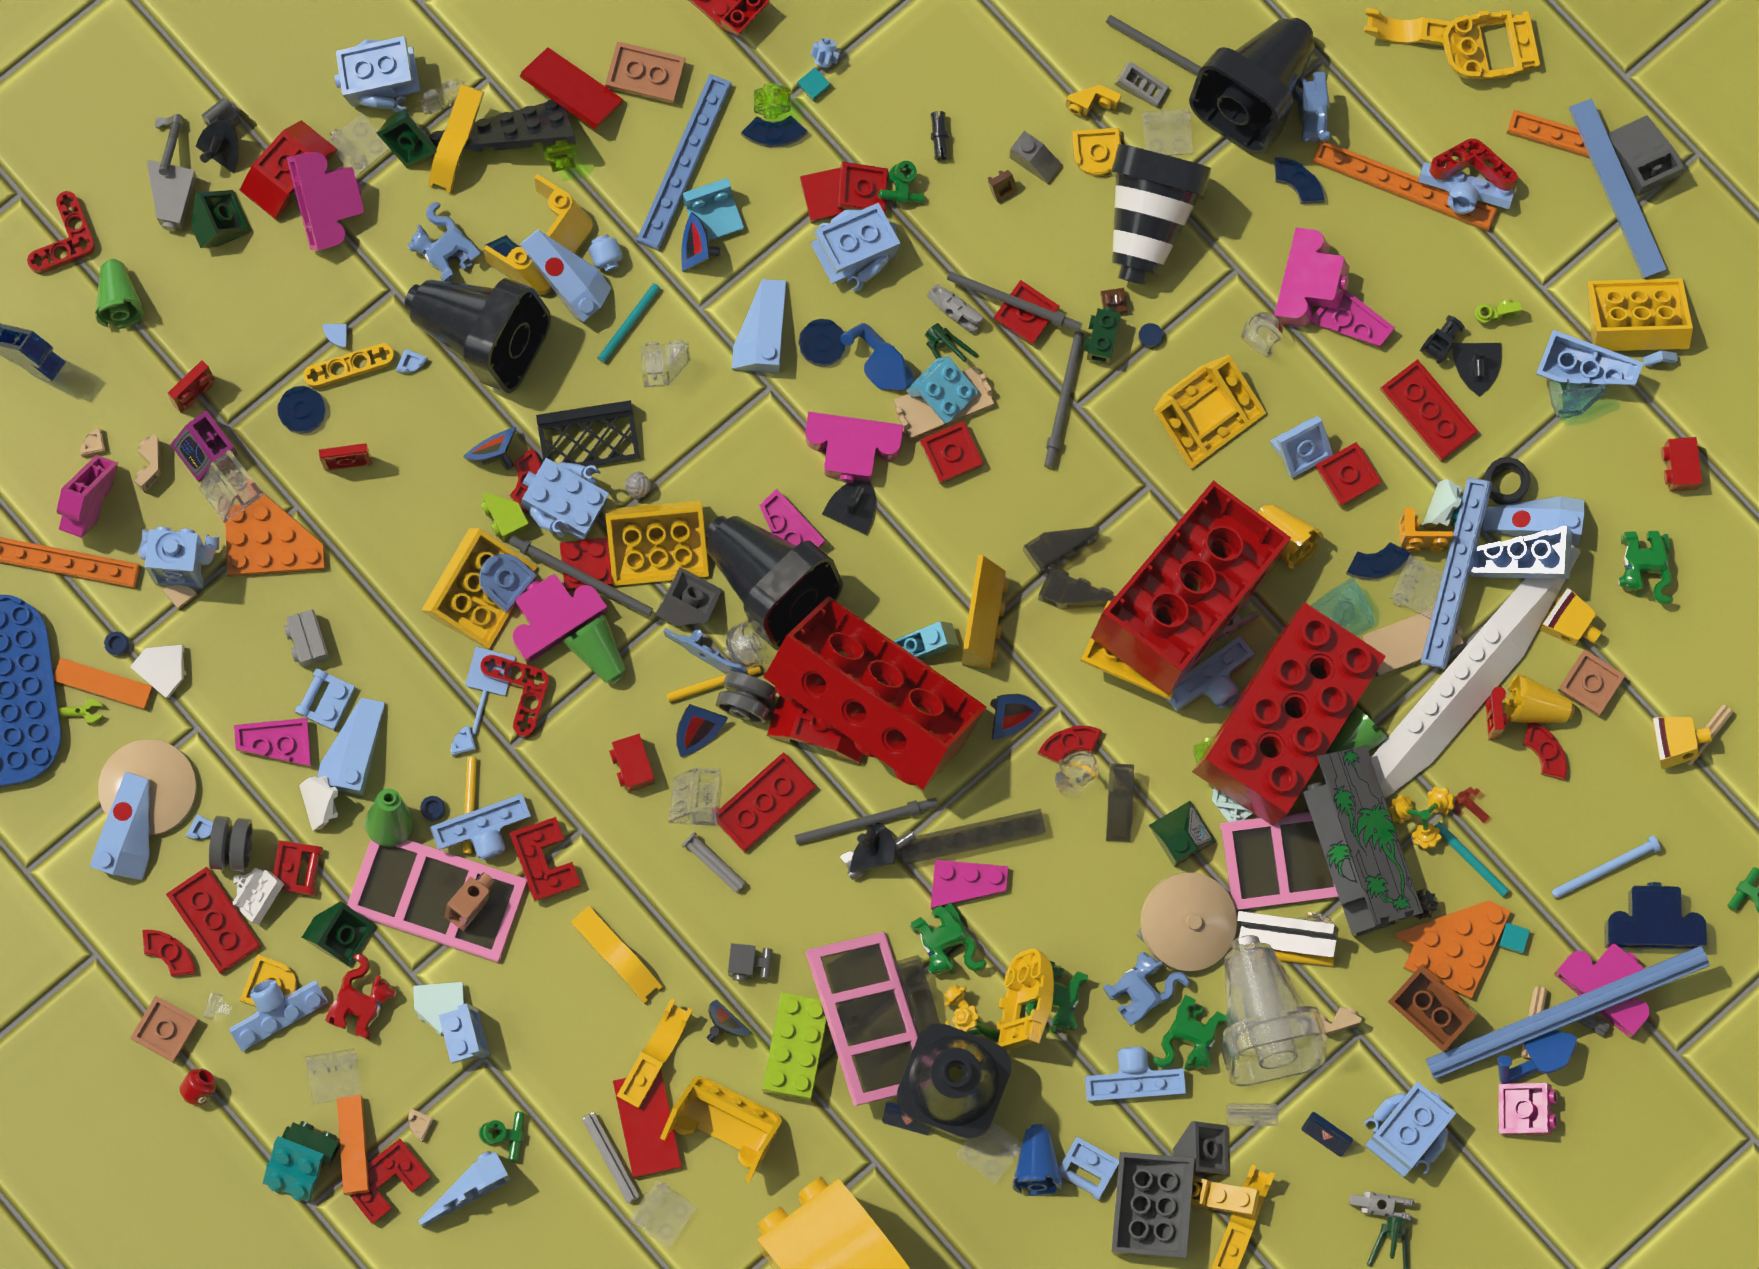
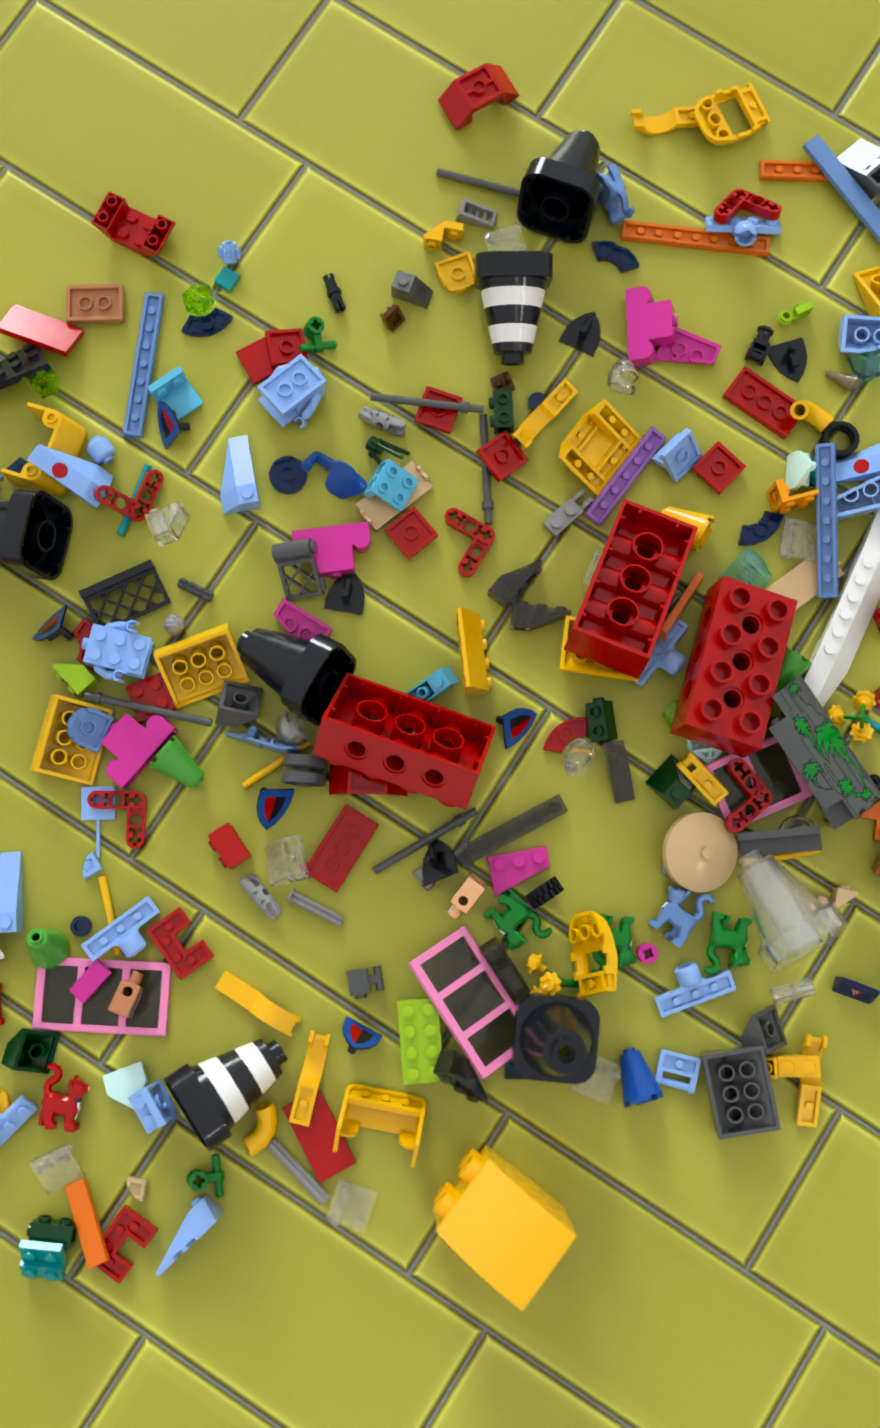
camera: 15 degrees left, 5 degrees up
(429, 873) = (90, 981): none -> dark pink tile
(551, 1032) = (225, 1088): none -> black cone
(585, 1098) = (264, 1129): none -> yellow cylinder
(624, 327) = (131, 504): none -> red beam
(654, 831) = (260, 896): none -> light grey hinge
(673, 450) = (195, 589): none -> dark grey axle
(805, 439) = (295, 553): none -> dark grey piece
(830, 1093) = (459, 1073): none -> clear smoke slope
(906, 890) = (472, 889): none -> light nougat torso
(990, 917) = (544, 892): none -> black tyre
(1029, 484) = (478, 541): none -> red beam
(1087, 389) = (502, 456): none -> red plate
(1088, 1026) = (643, 952): none -> dark pink wheel
(1115, 736) = (601, 720): none -> dark green brick
(1147, 480) = (566, 514): none -> light grey hinge
(1154, 351) = (544, 412): none -> yellow piece
(1216, 837) = (703, 779): none -> yellow plate
(1231, 266) = (583, 334): none -> black shield
(1231, 453) = (625, 476): none -> medium lavender tile
(1250, 627) = (680, 606): none -> orange tile
(1271, 870) = (753, 794): none -> red beam
(1478, 438) = (812, 414): none -> yellow cylinder
(1538, 411) = (847, 381): none -> dark tan cone

